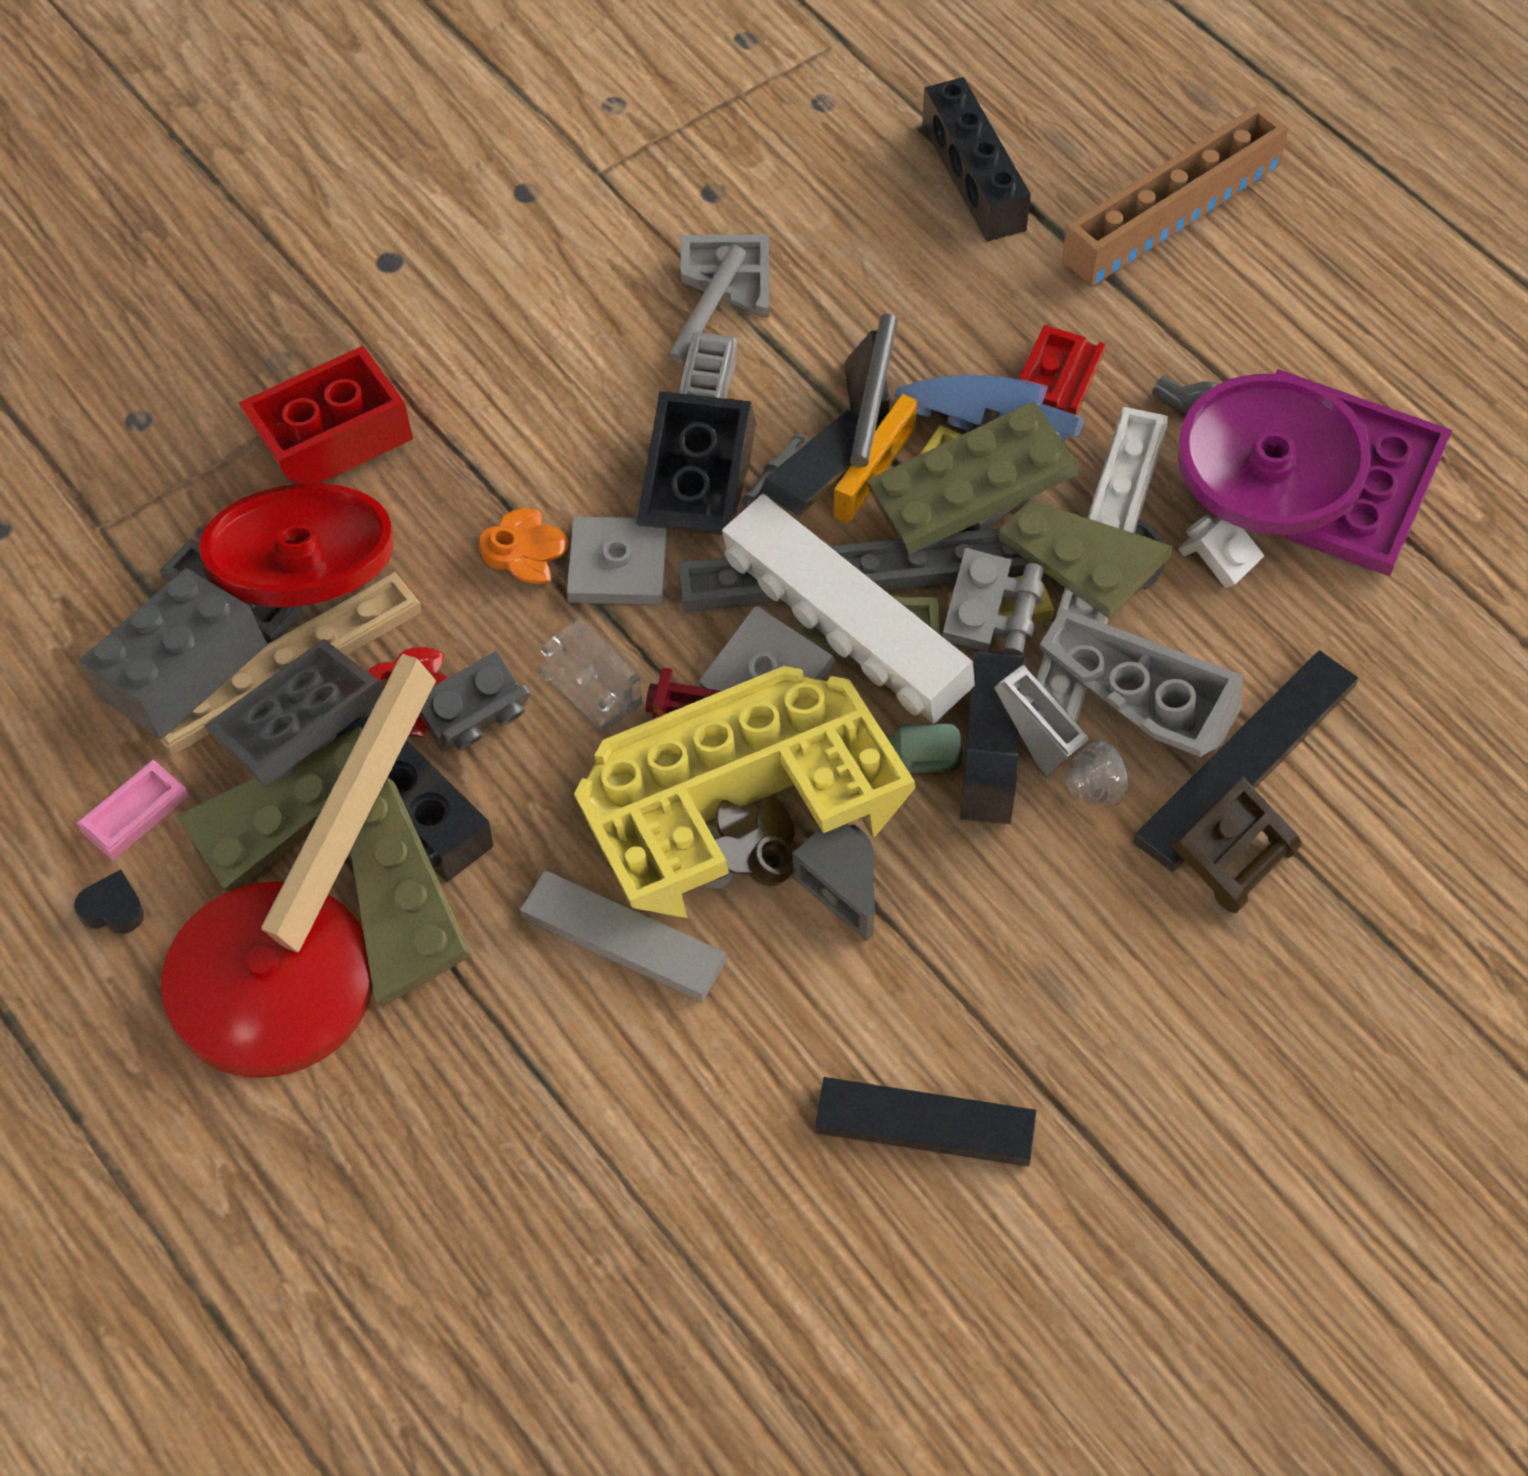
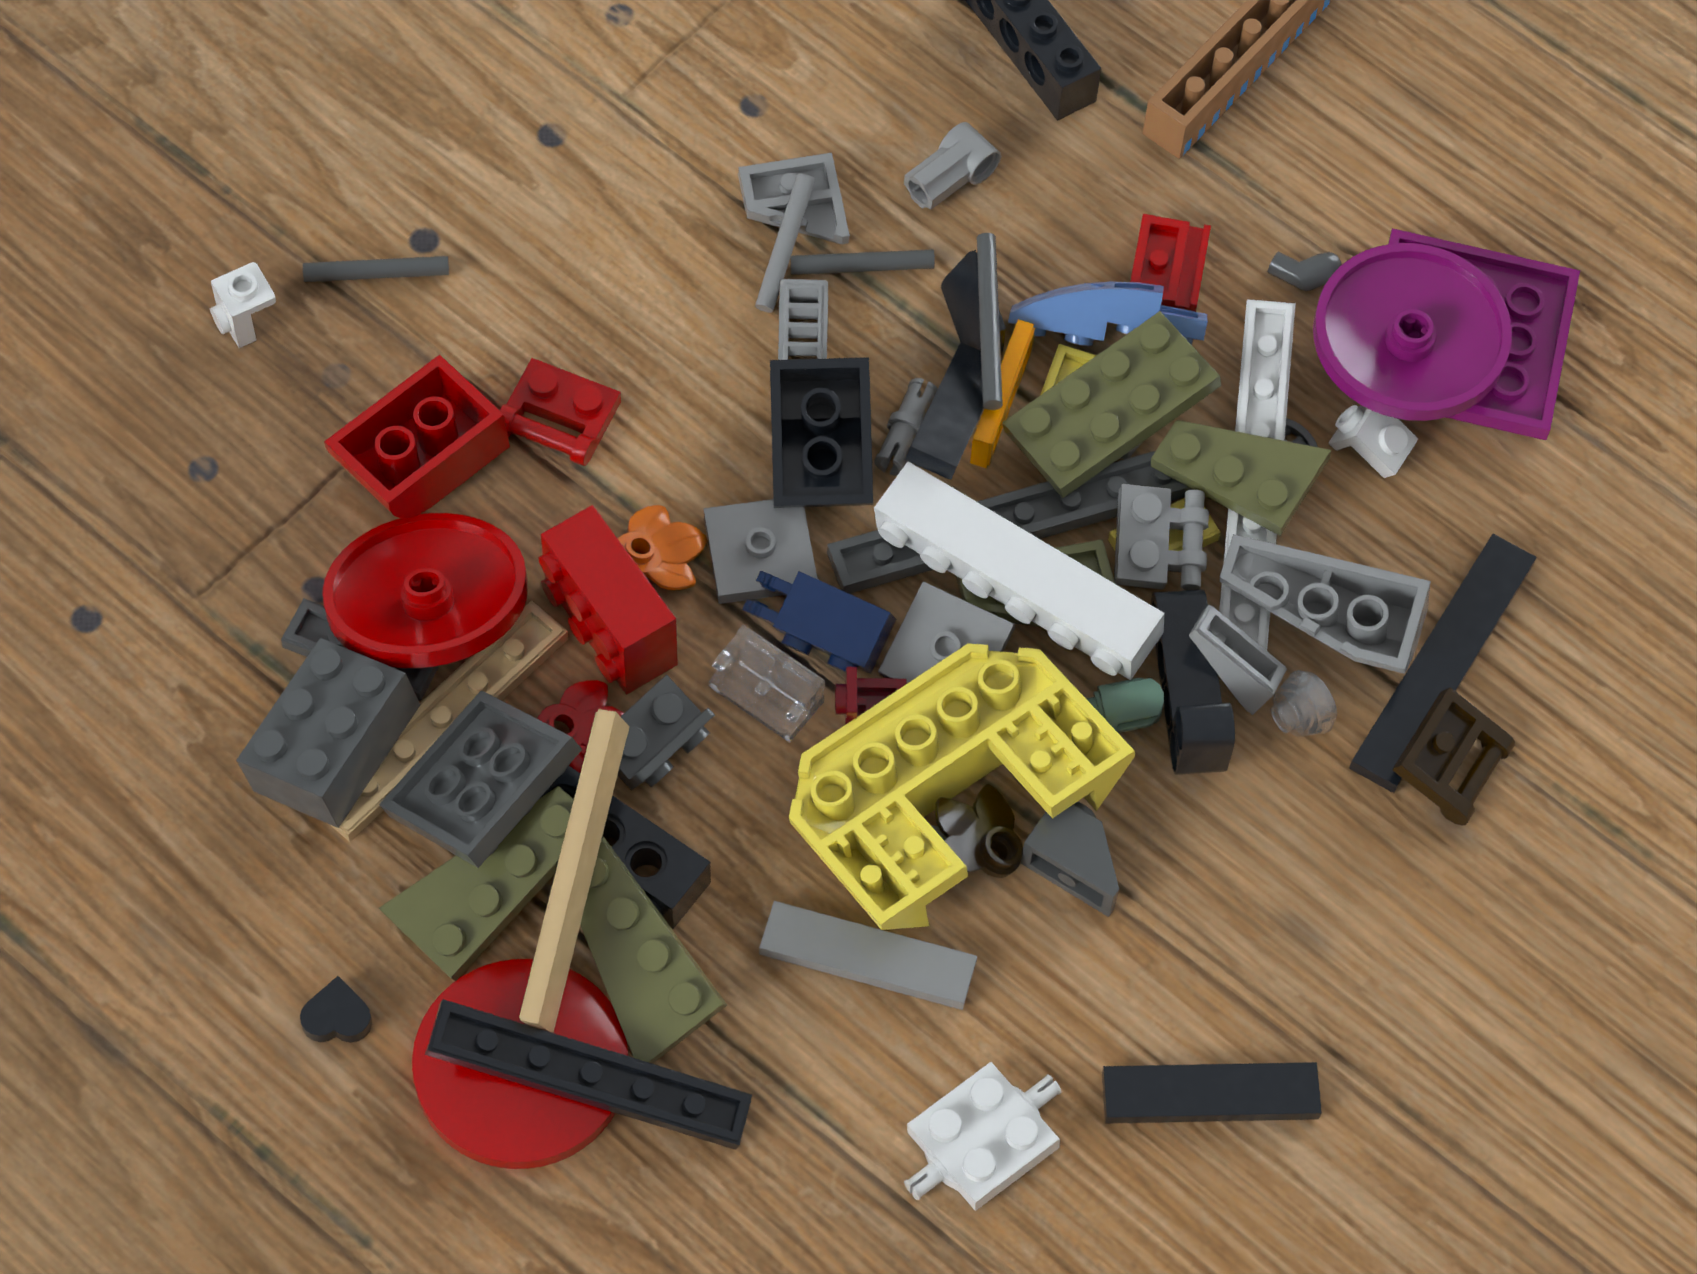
camera: 15 degrees left, 5 degrees up
(132, 810) = (328, 908): bright pink tile -> none
(205, 275) = (236, 298): none -> white bracket
(321, 995) = (588, 1074): none -> black tile
(339, 277) = (376, 269): none -> dark grey bar
(457, 577) = (608, 600): none -> red brick
(472, 407) = (565, 401): none -> red plate
(659, 627) = (825, 620): none -> dark blue hinge
(689, 1123) = (983, 1136): none -> white plate
(776, 332) = (862, 262): none -> dark grey bar
(887, 257) = (960, 159): none -> light grey piece

